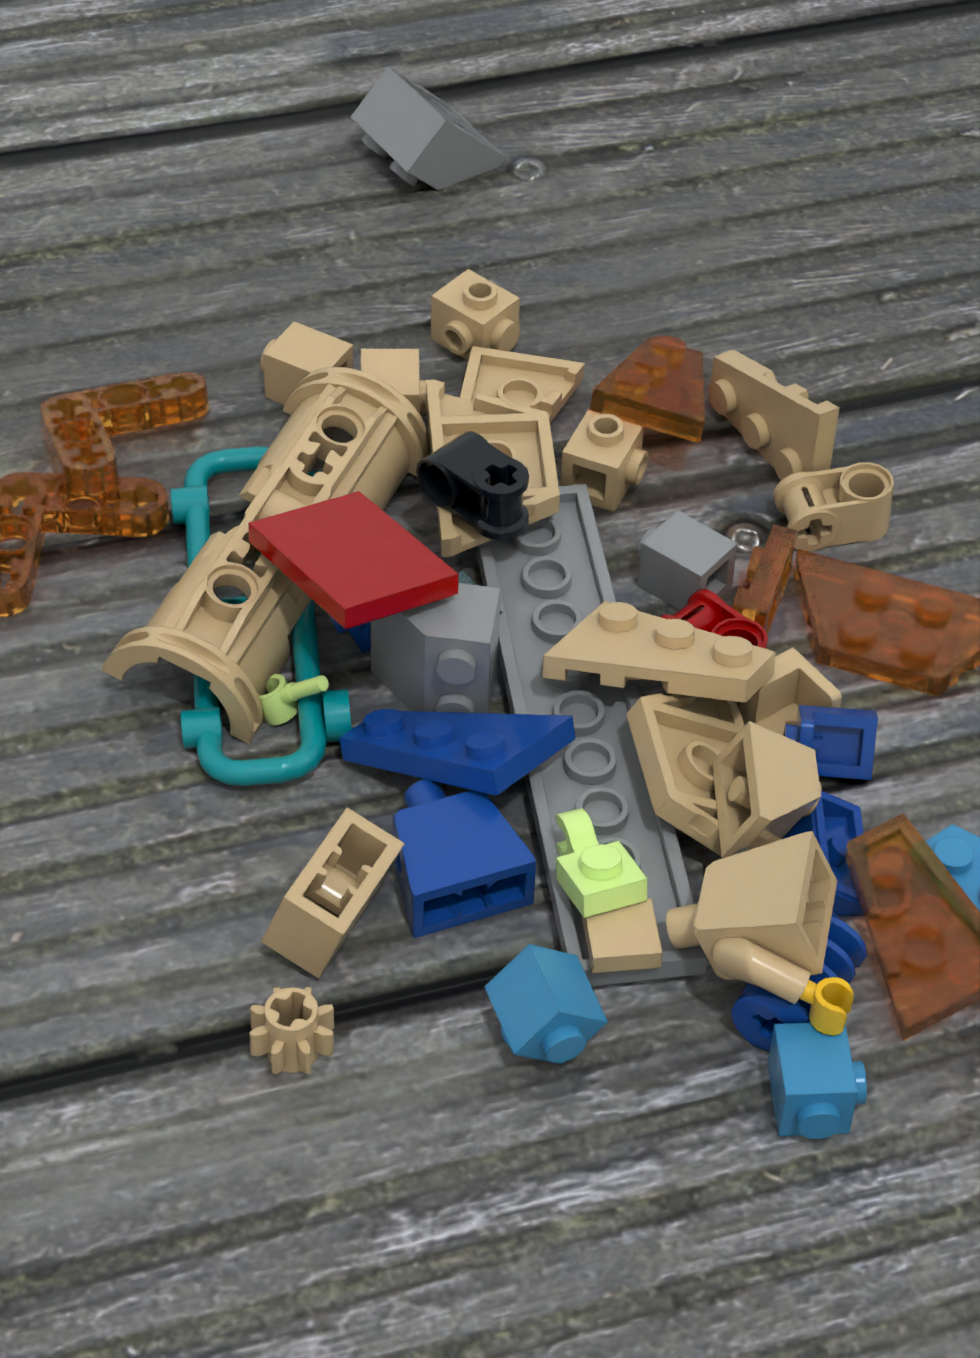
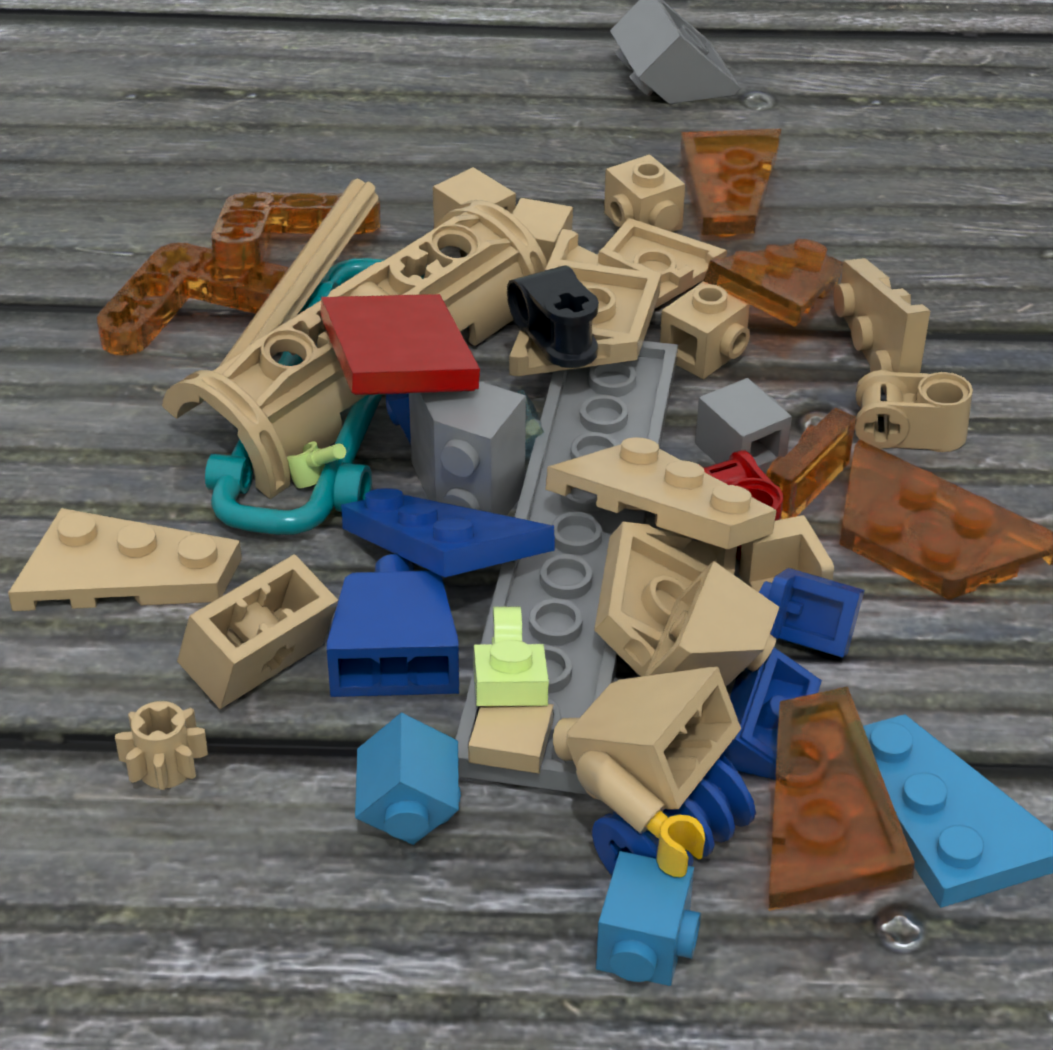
camera: 20 degrees right, 5 degrees down
(132, 848) = (114, 557): none -> tan wing
(176, 493) = (311, 264): none -> tan axle
(548, 270) = (729, 176): none -> clear orange wing

